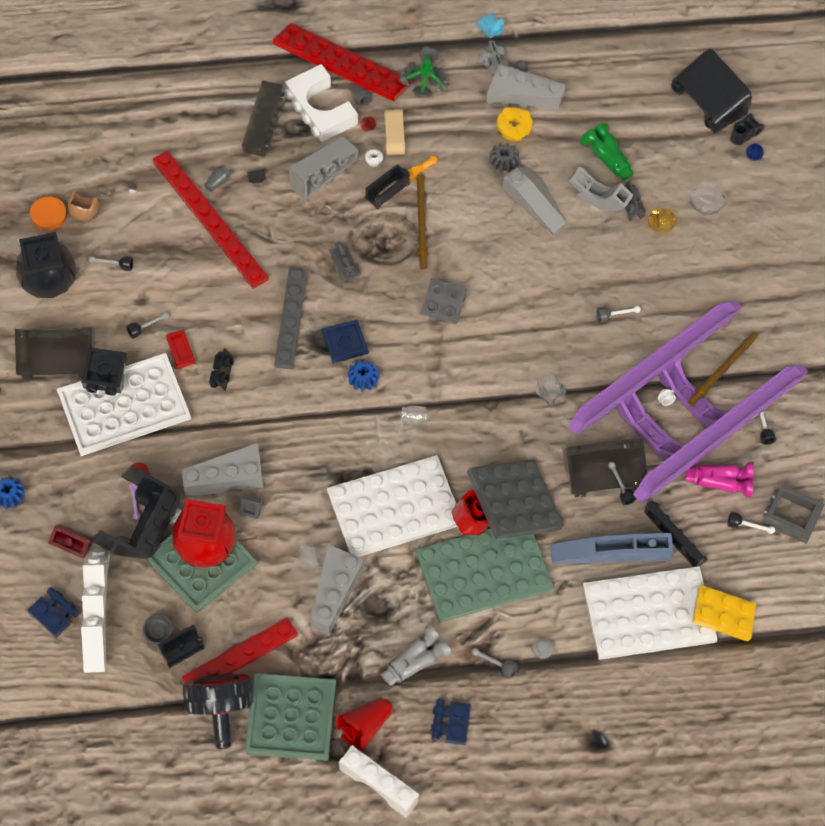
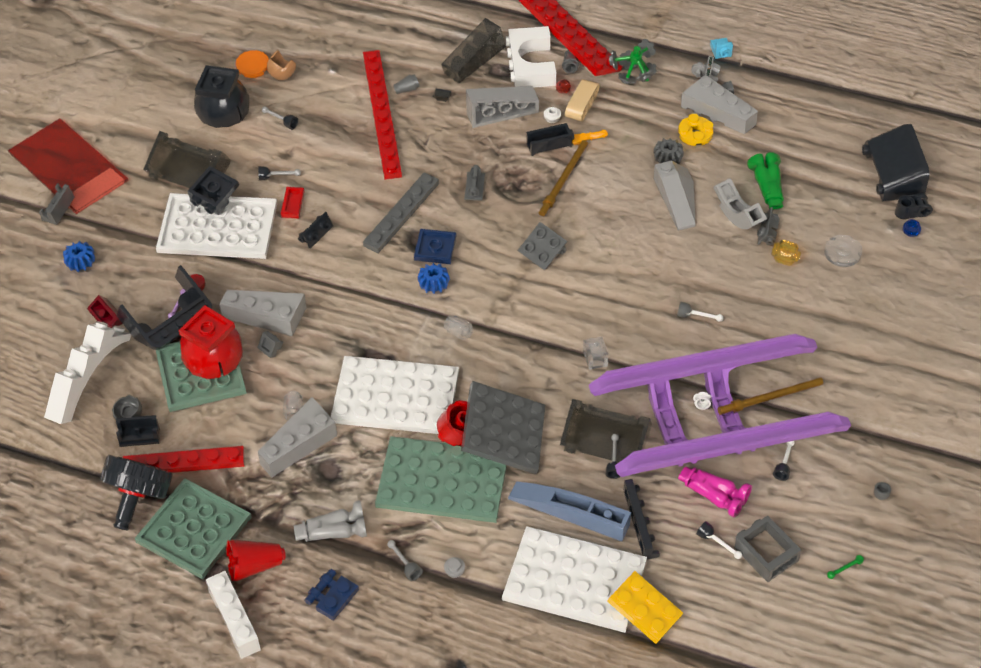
camera: 30 degrees right, 10 degrees down
(51, 618) = (48, 363): dark blue plate -> none

